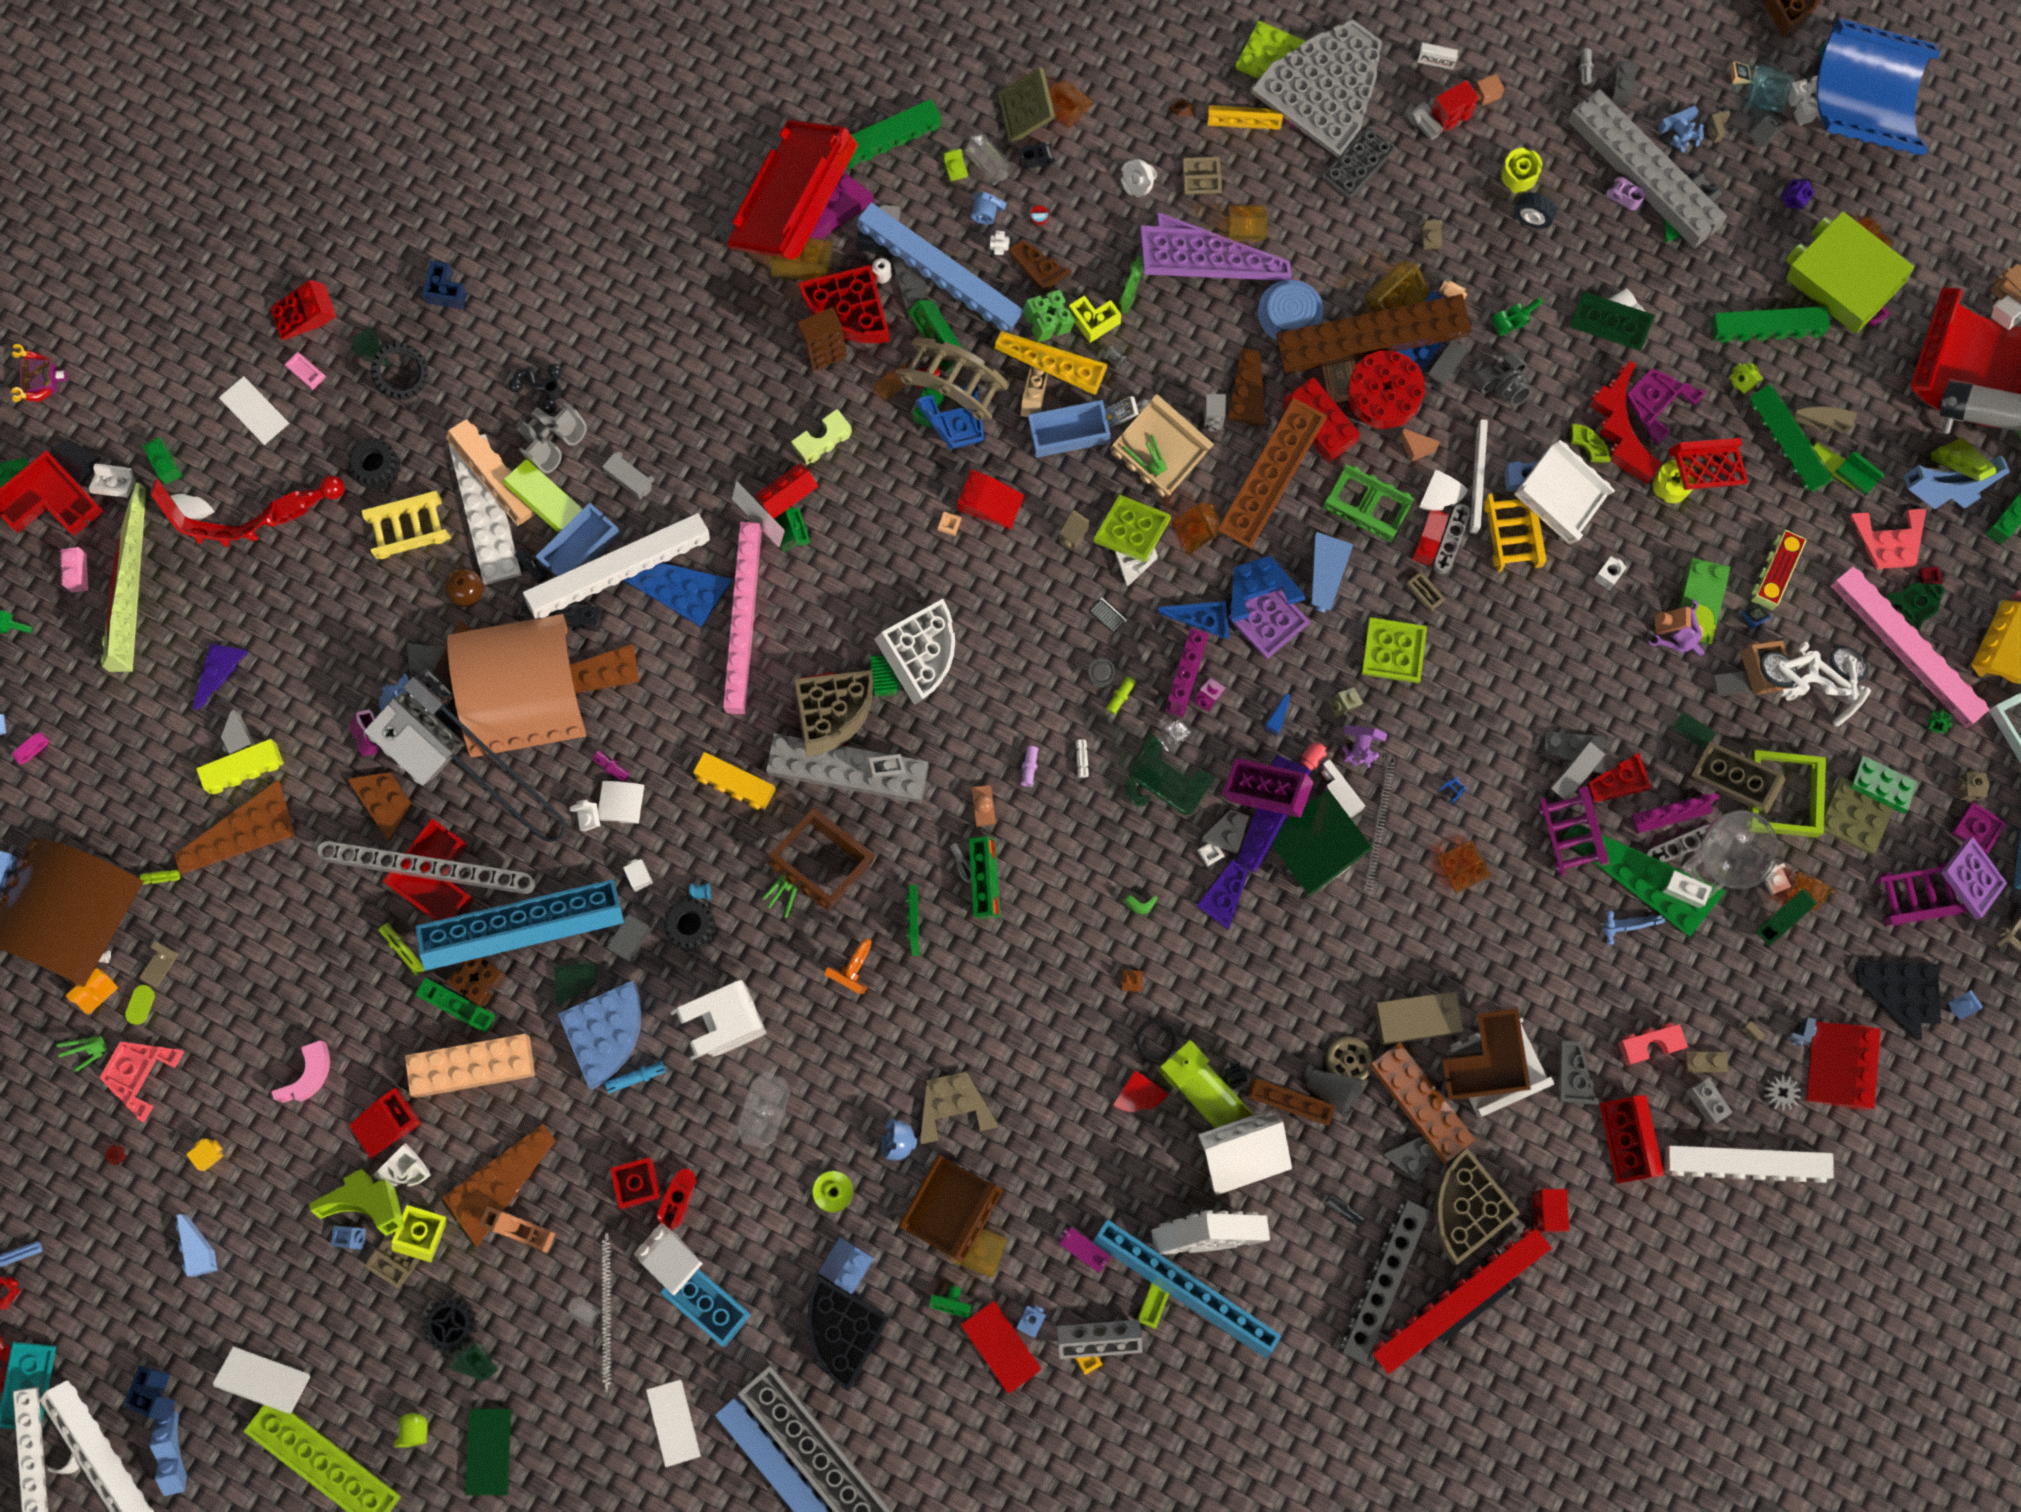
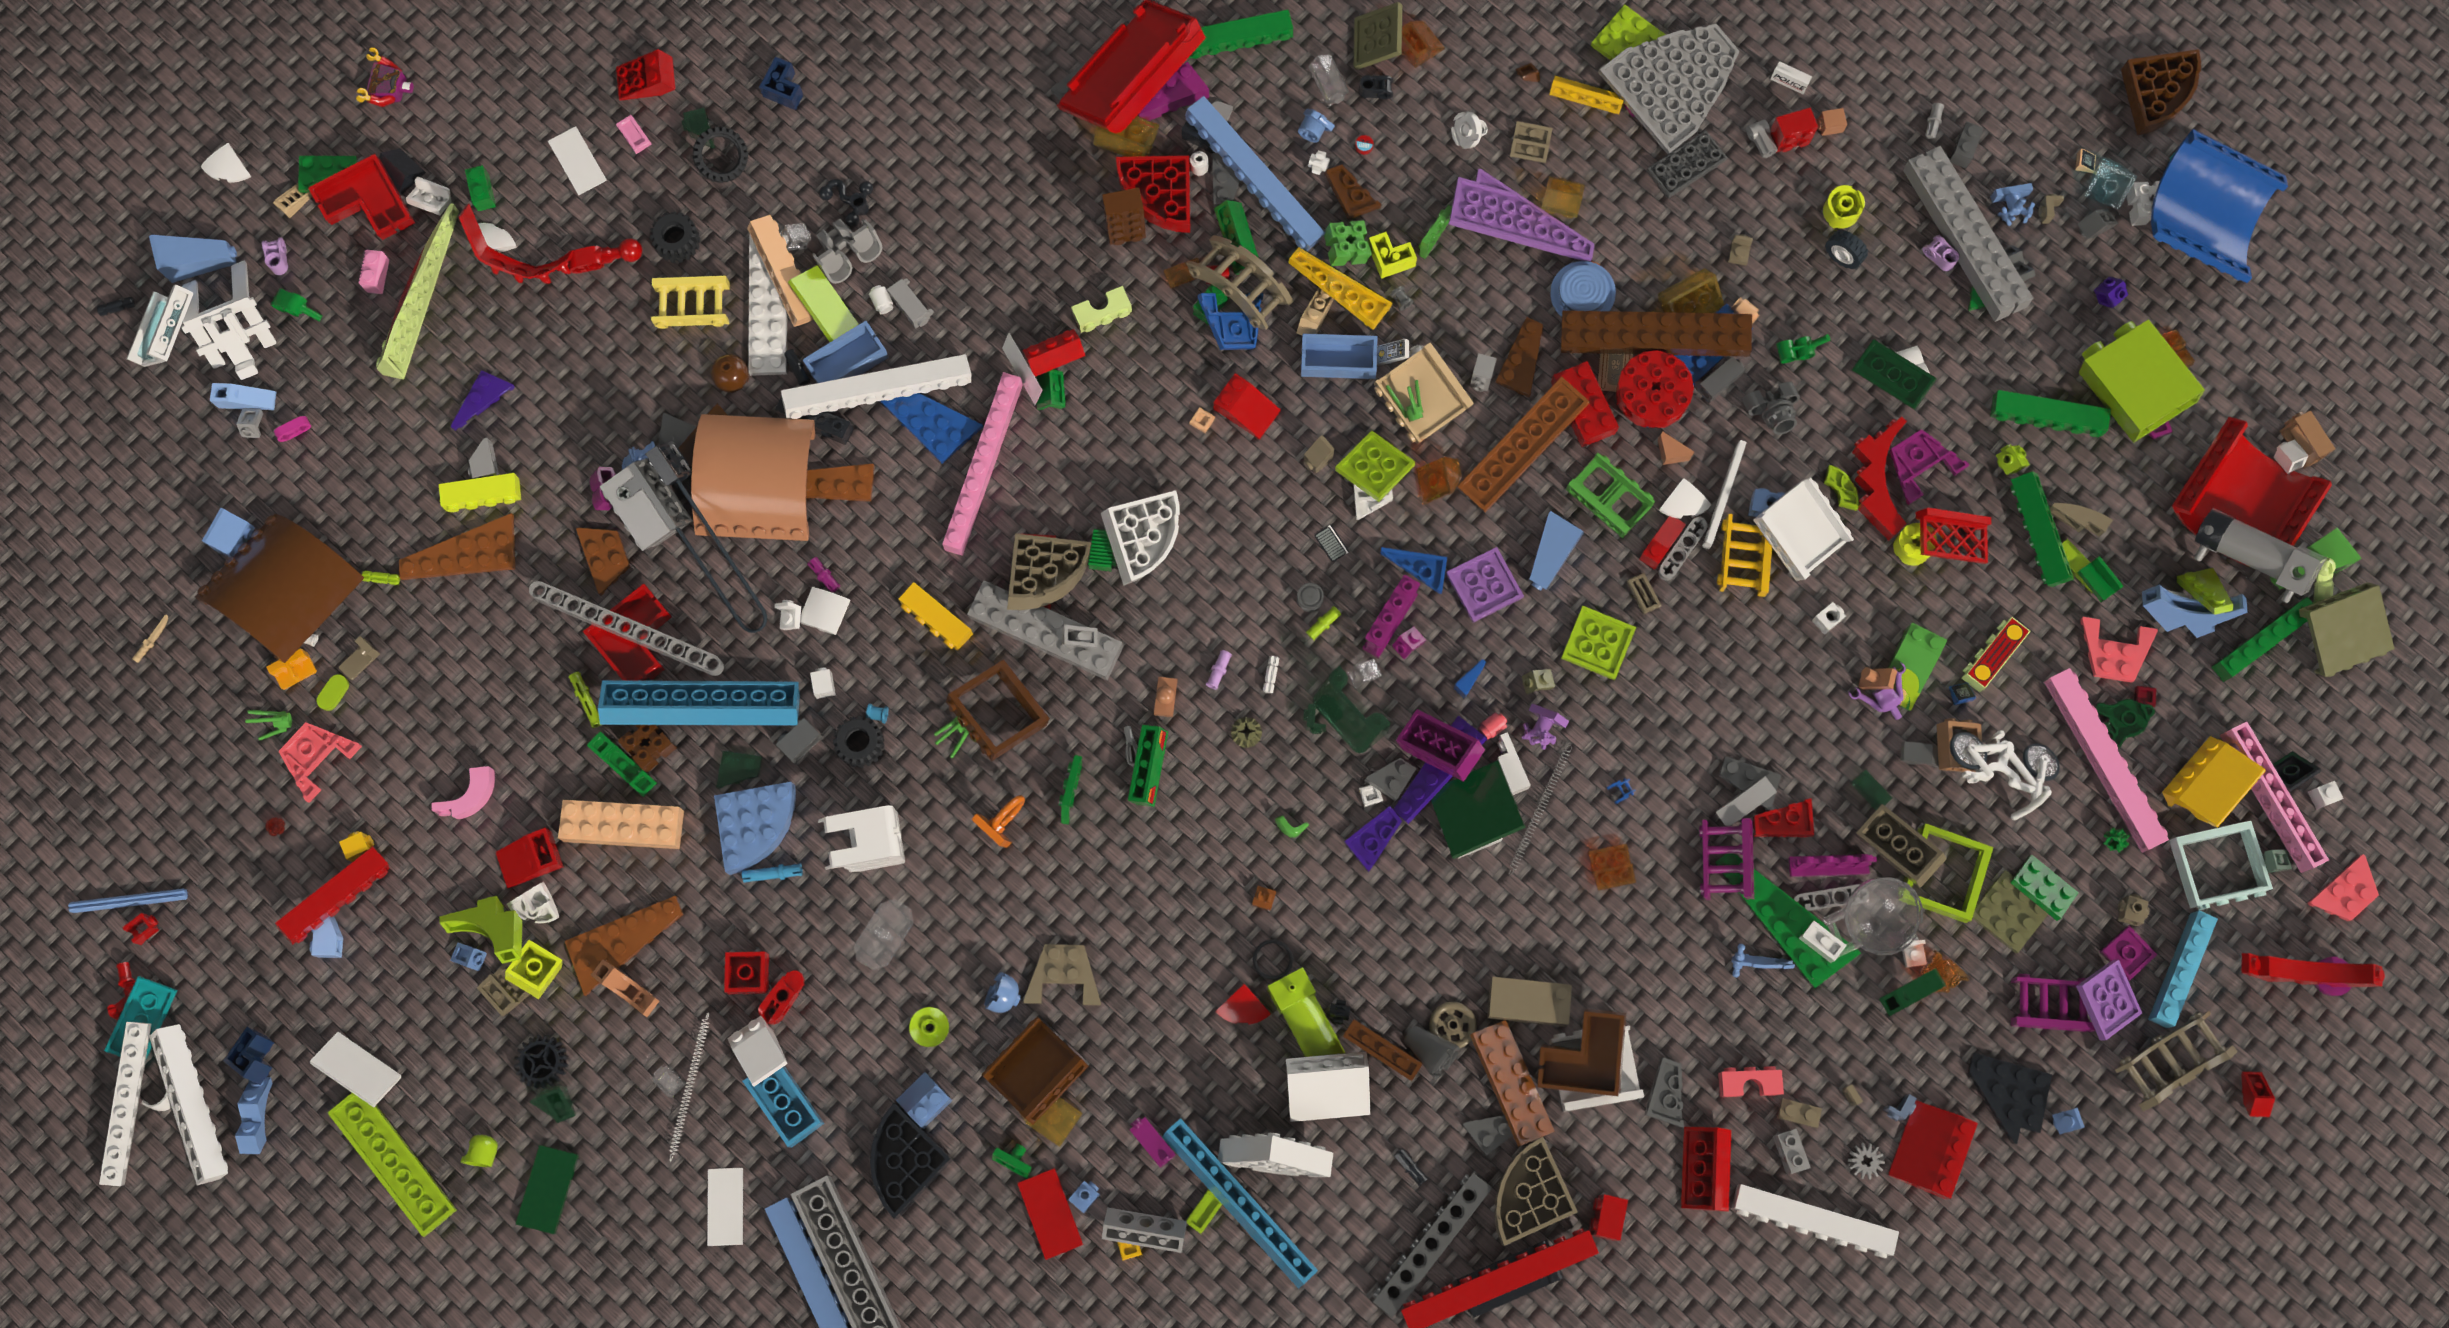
camera: 15 degrees right, 0 degrees up
(193, 1211) = (332, 896): none -> red brick
(497, 435) = (796, 236): none -> clear brick
(598, 478) = (881, 299): none -> white brick
(955, 165) = (1295, 78): lime bracket -> none
(1068, 829) = (1239, 738): none -> olive gear
(1258, 579) = (1483, 543): blue wing -> none

